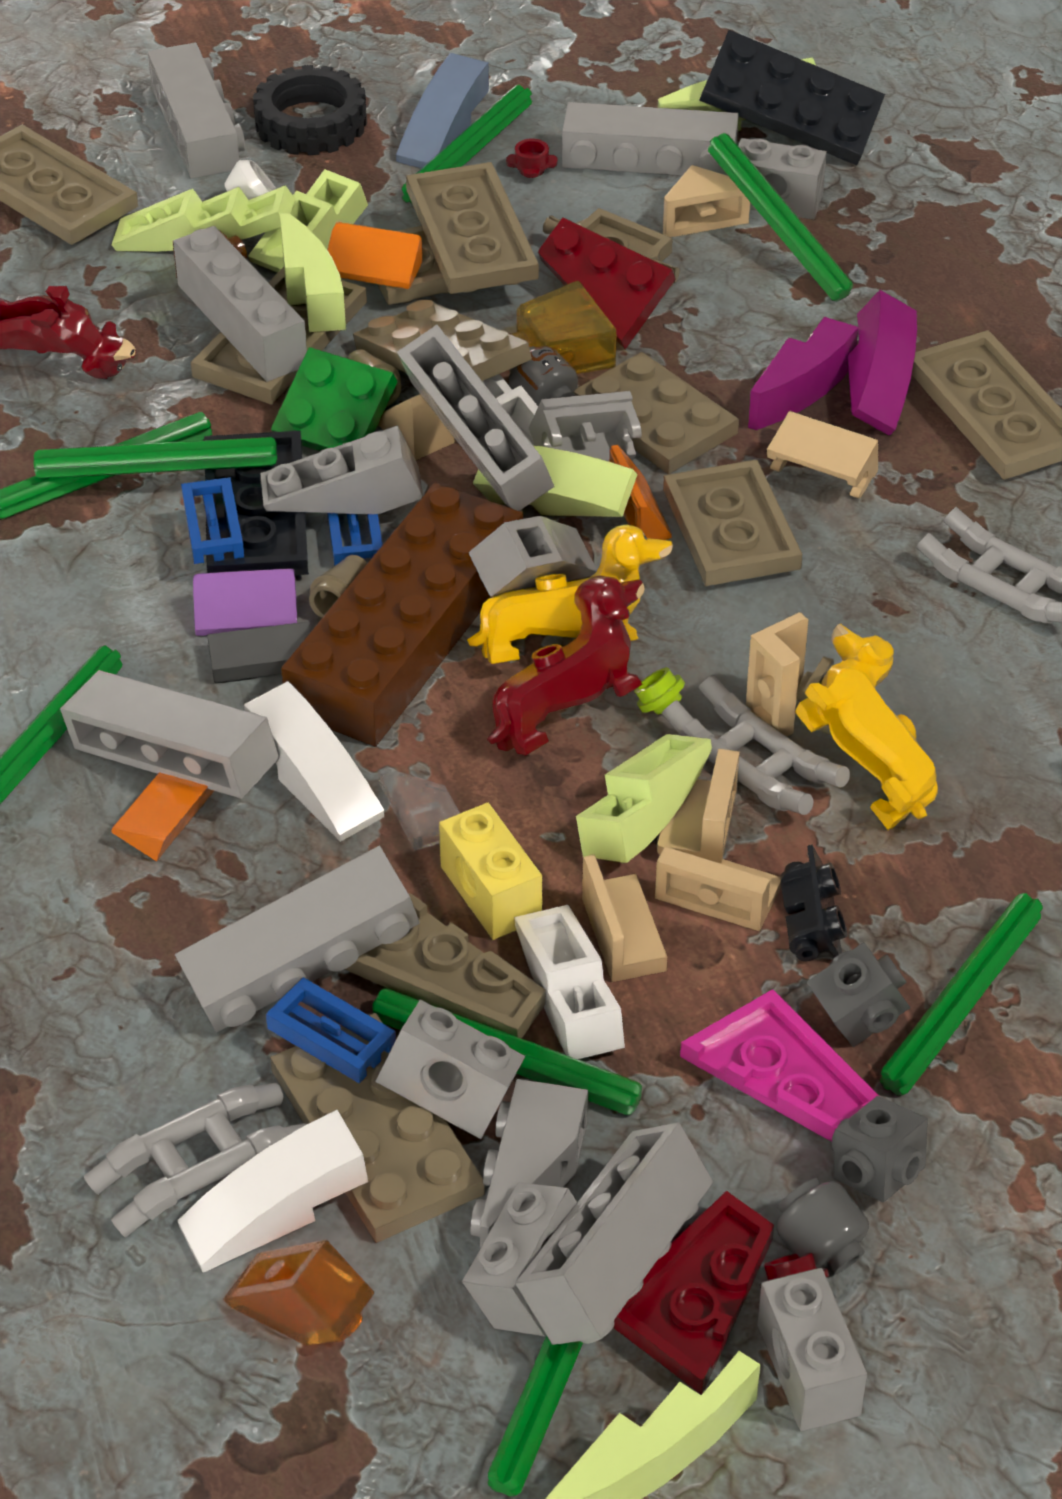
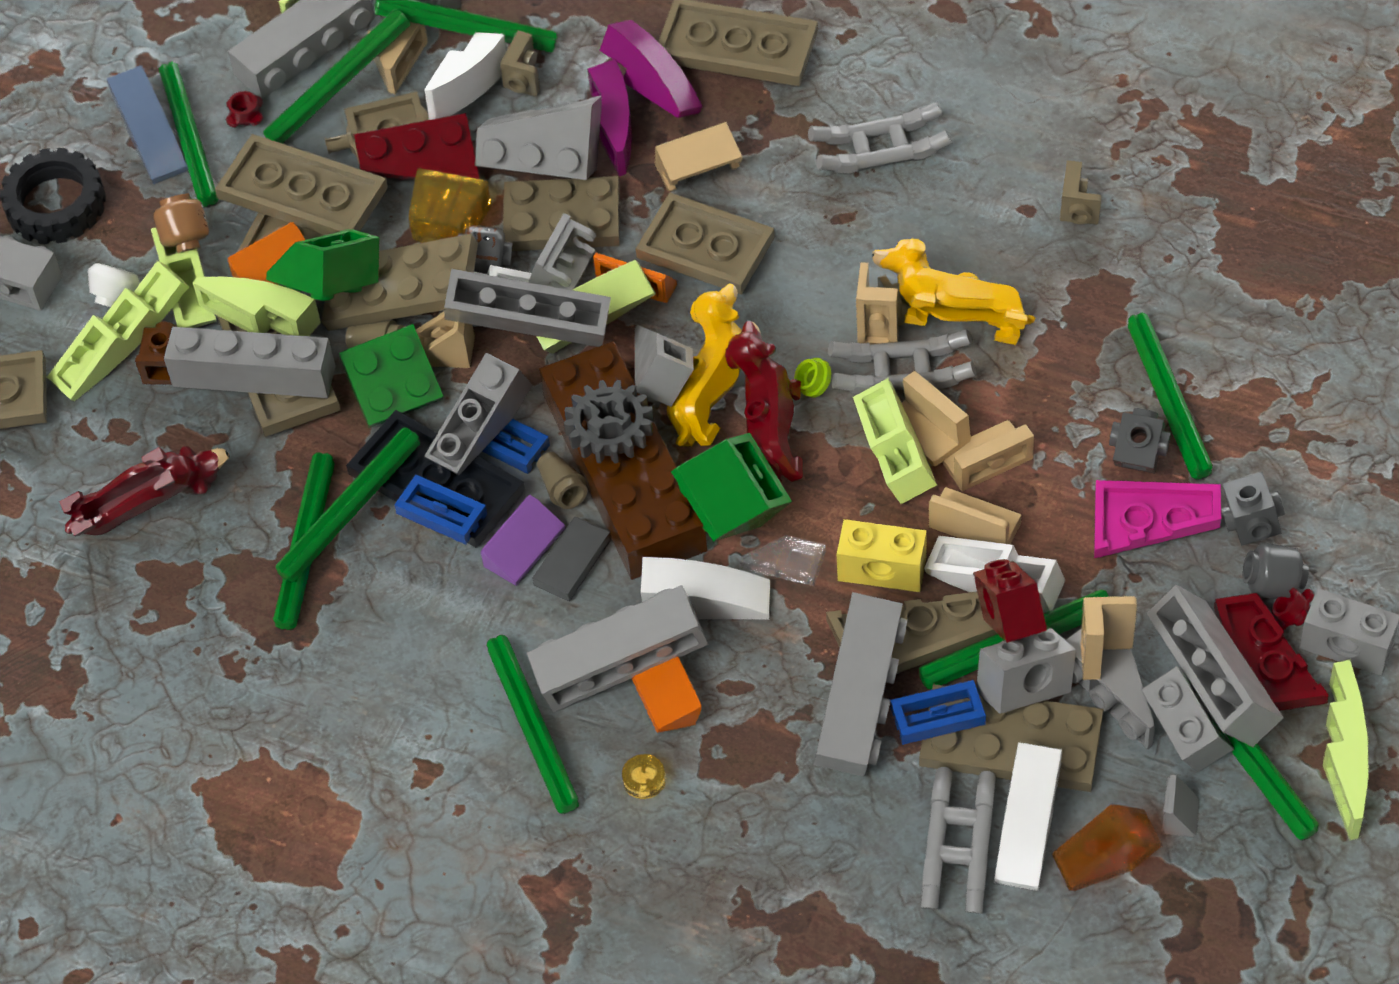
camera: 45 degrees left, 10 degrees up
(53, 856) = (643, 776): none -> clear yellow tile
(341, 173) = (181, 222): none -> medium nougat head
(387, 275) = (329, 264): none -> green slope
(405, 550) = (608, 421): none -> dark grey gear
(417, 1331) = (1180, 808): none -> light grey slope
(435, 694) = (731, 487): none -> green slope
(505, 985) = (1009, 600): none -> dark red brick
(532, 1078) = (1105, 626): none -> tan panel
(621, 178) = (337, 77): none -> green axle
(707, 342) = (544, 141): none -> light grey wedge
(720, 250) = (465, 75): none -> white slope
(784, 280) = (519, 67): none -> dark tan bracket
(822, 923) = (1063, 427): black hinge -> none

